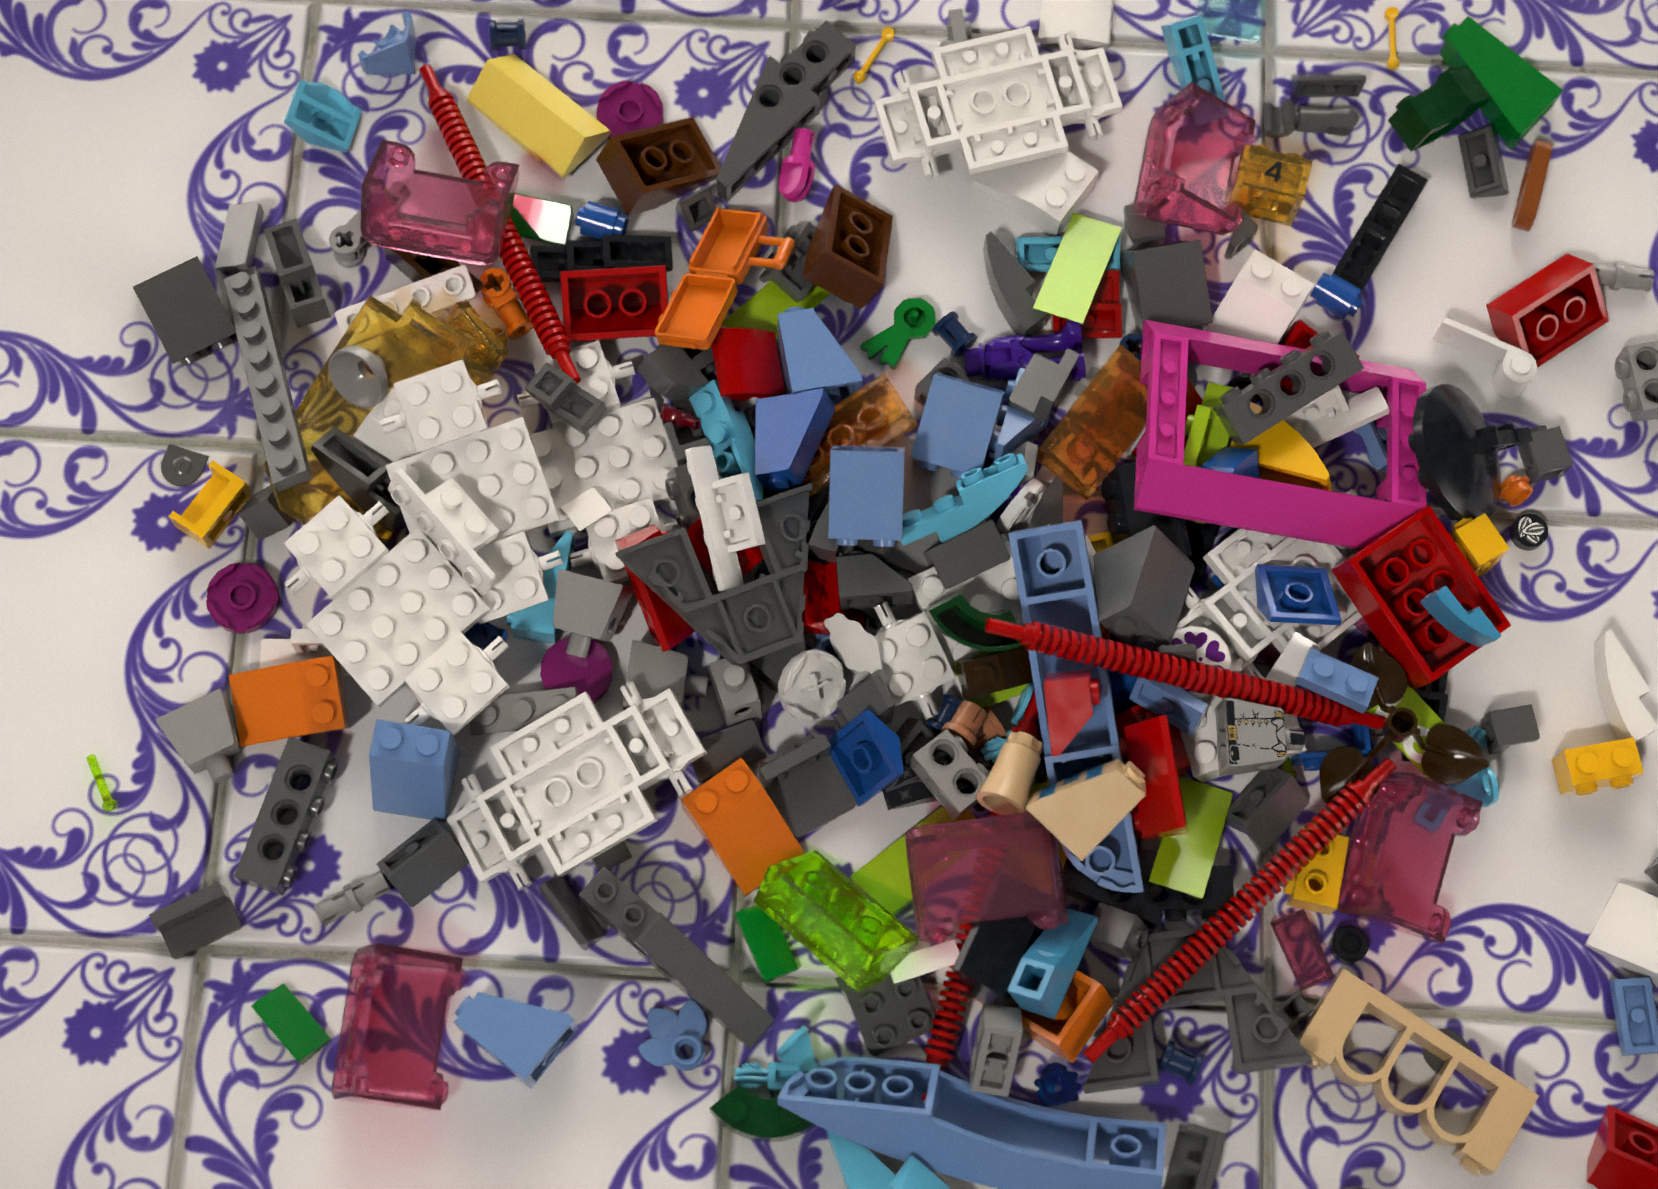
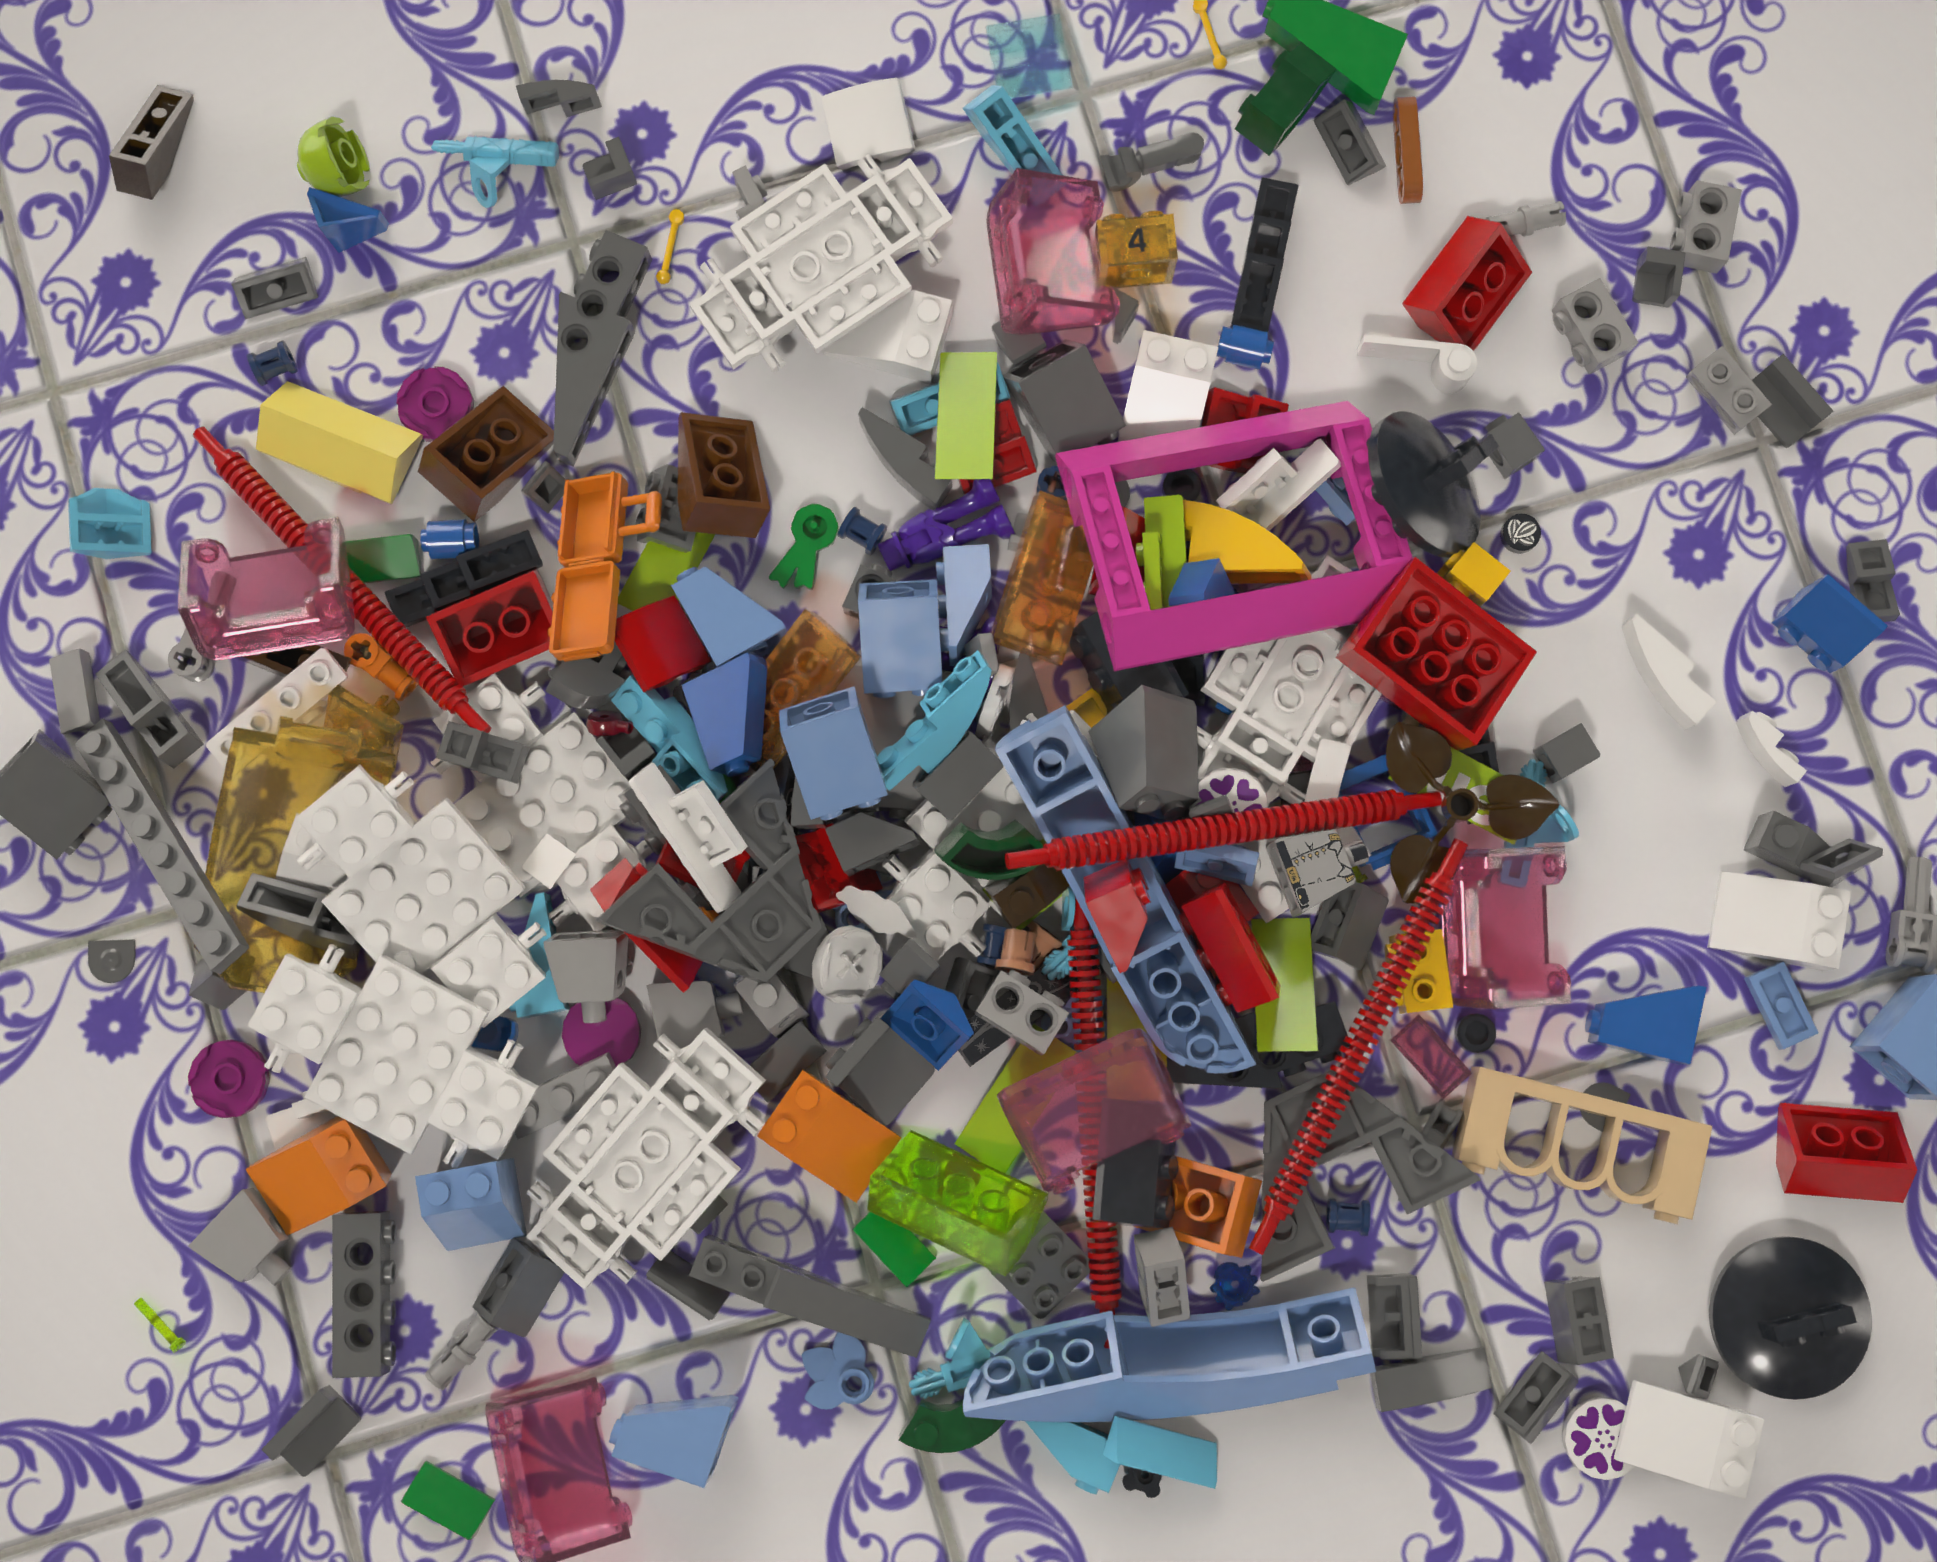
camera: 15 degrees left, 10 degrees up
(213, 506) = (160, 995): yellow panel -> none
(353, 379) = (257, 814): light grey piece -> none
(395, 51) = (160, 425): medium blue slope -> none
(451, 523) = (415, 940): white bracket -> none
(797, 168) = (634, 406): dark pink arm -> none
(926, 961) = (1062, 1213): white sticker -> none
(1012, 775) = (1085, 998): tan plant -> none
(1042, 384) = (973, 561): panel -> none
(1051, 965) = (1189, 1172): dark azure slope -> none
(1089, 804) = (1172, 1008): tan slope -> none
(1119, 932) = (1242, 1109): dark grey brick -> none
(1296, 595) = (1309, 700): blue slope -> none
(1327, 85) = (1158, 110): dark grey slope -> none
(1336, 680) = (1379, 776): medium blue plate -> none
(1338, 364) = (1274, 440): dark grey brick -> none
(1470, 626) = (1493, 672): dark azure slope -> none
(1510, 989) = (1650, 1024): none -> blue slope
(1516, 490) = (1493, 493): orange plate -> none
(1597, 766) = (1665, 761): yellow brick -> none

